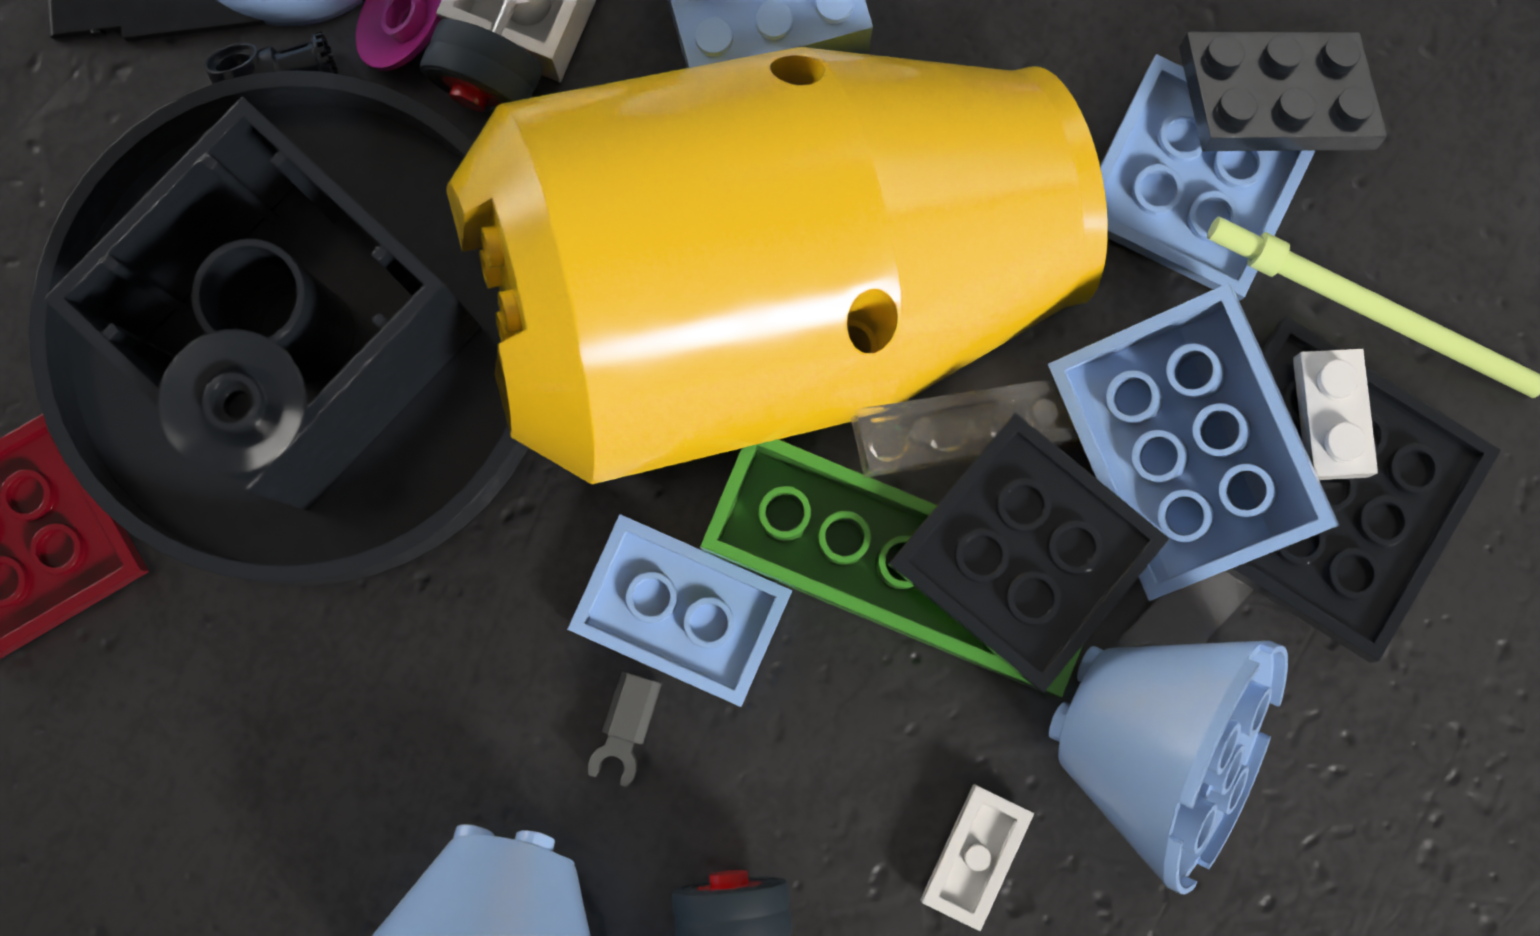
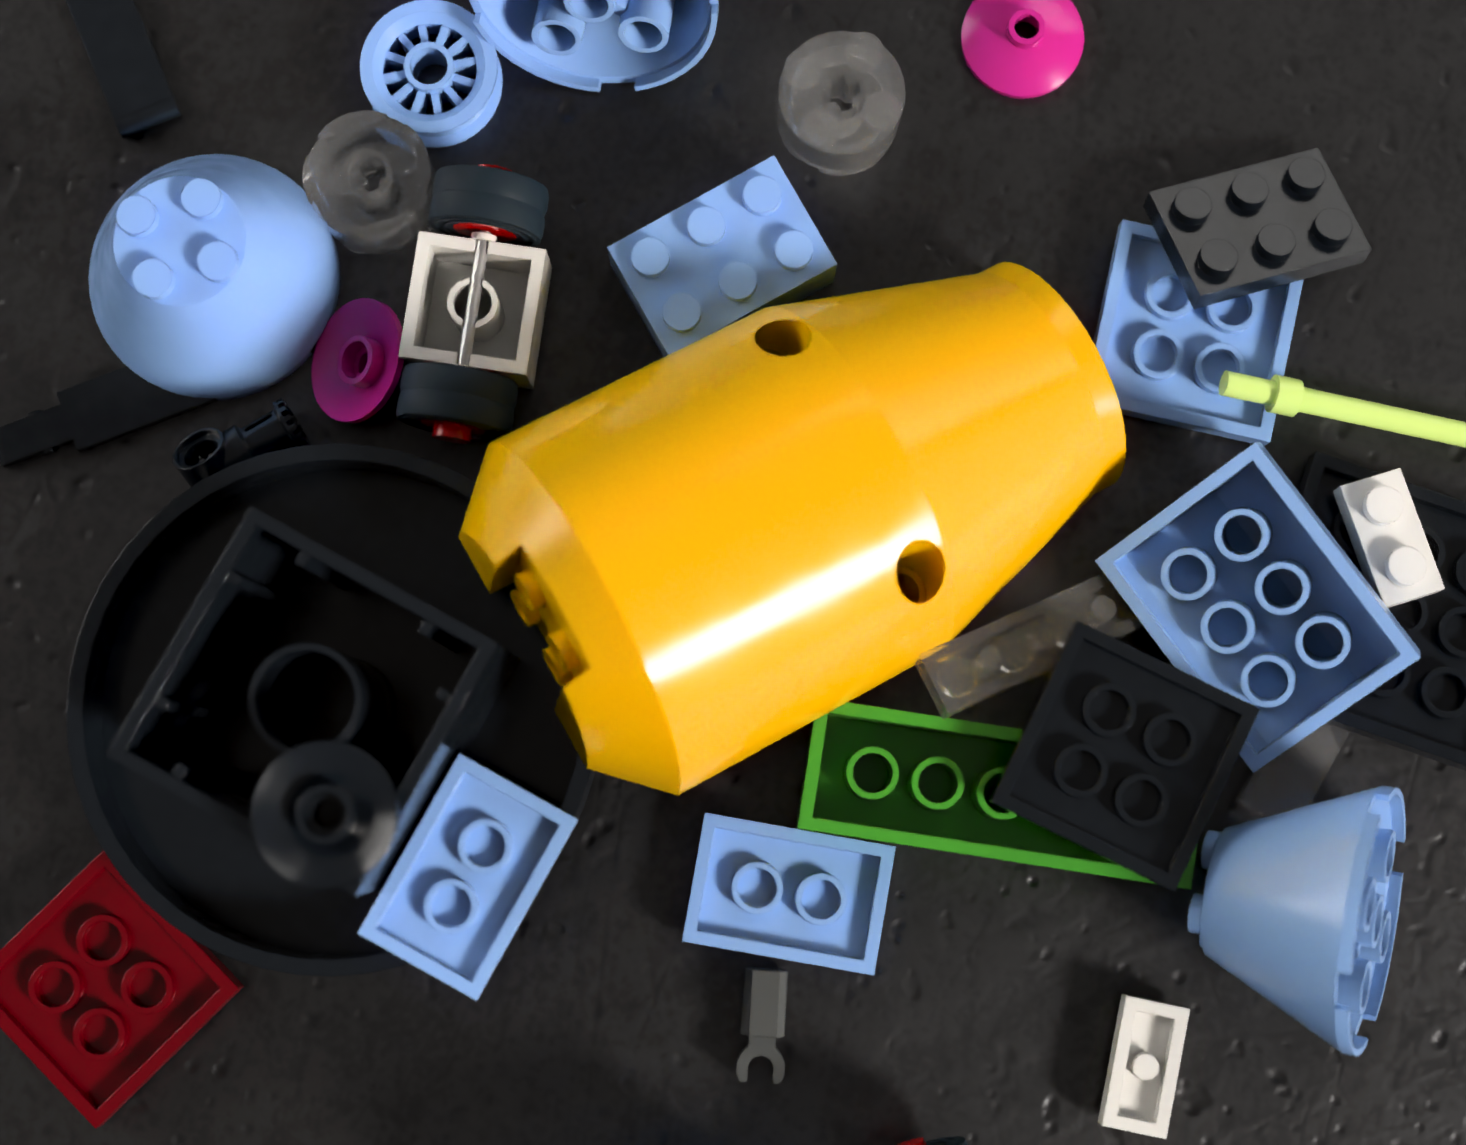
camera: 15 degrees left, 0 degrees up
(372, 511) = (468, 876): none -> light blue plate

